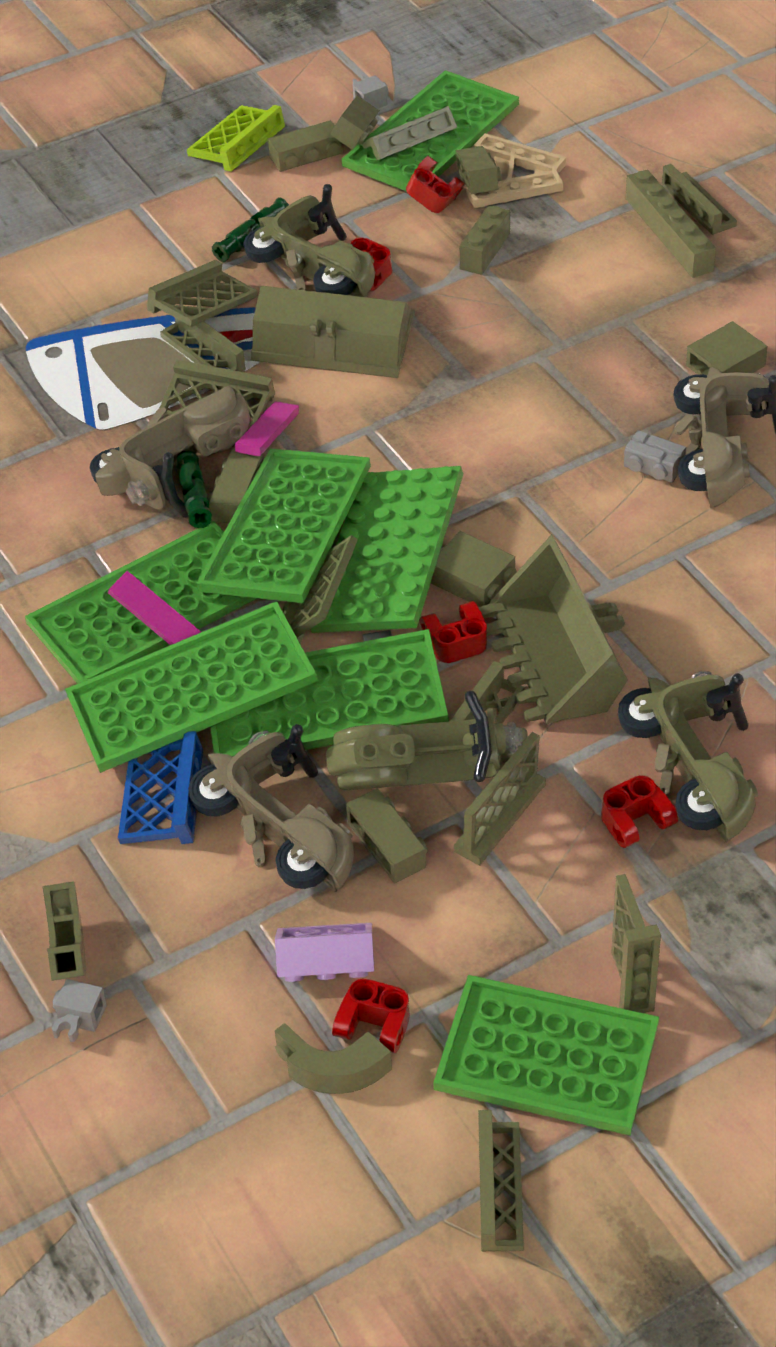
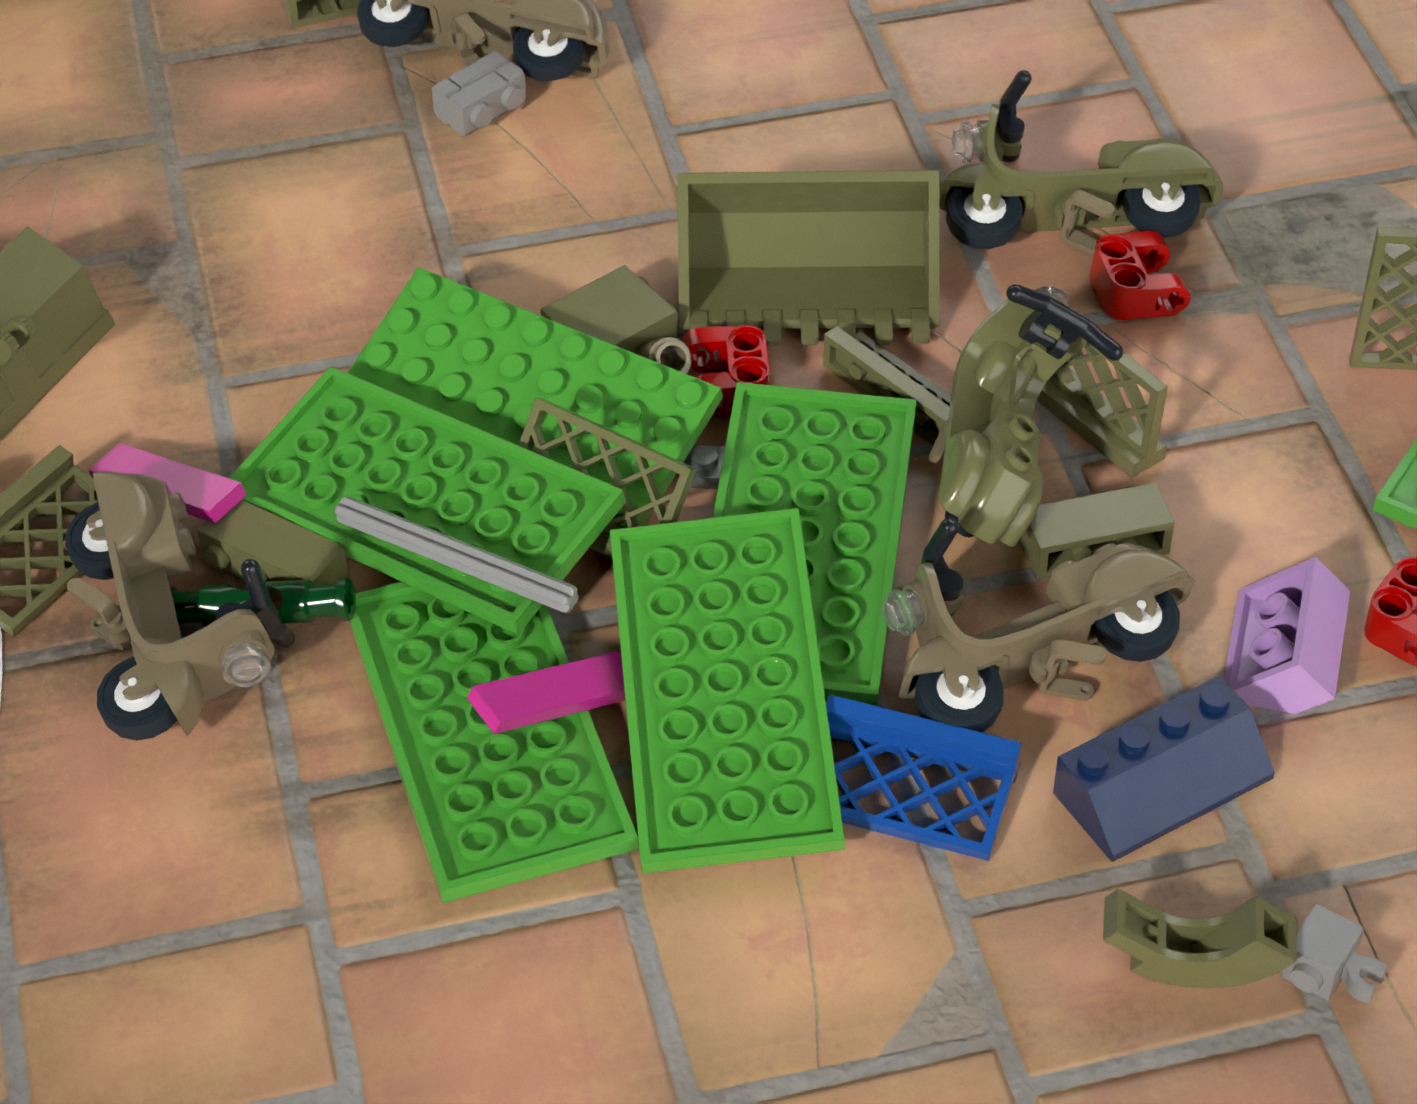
camera: 75 degrees left, 0 degrees up
(200, 905) = (1163, 768): none -> dark blue slope
(233, 544) = (457, 554): none -> light grey axle
(445, 598) = (674, 352): none -> dark tan brick

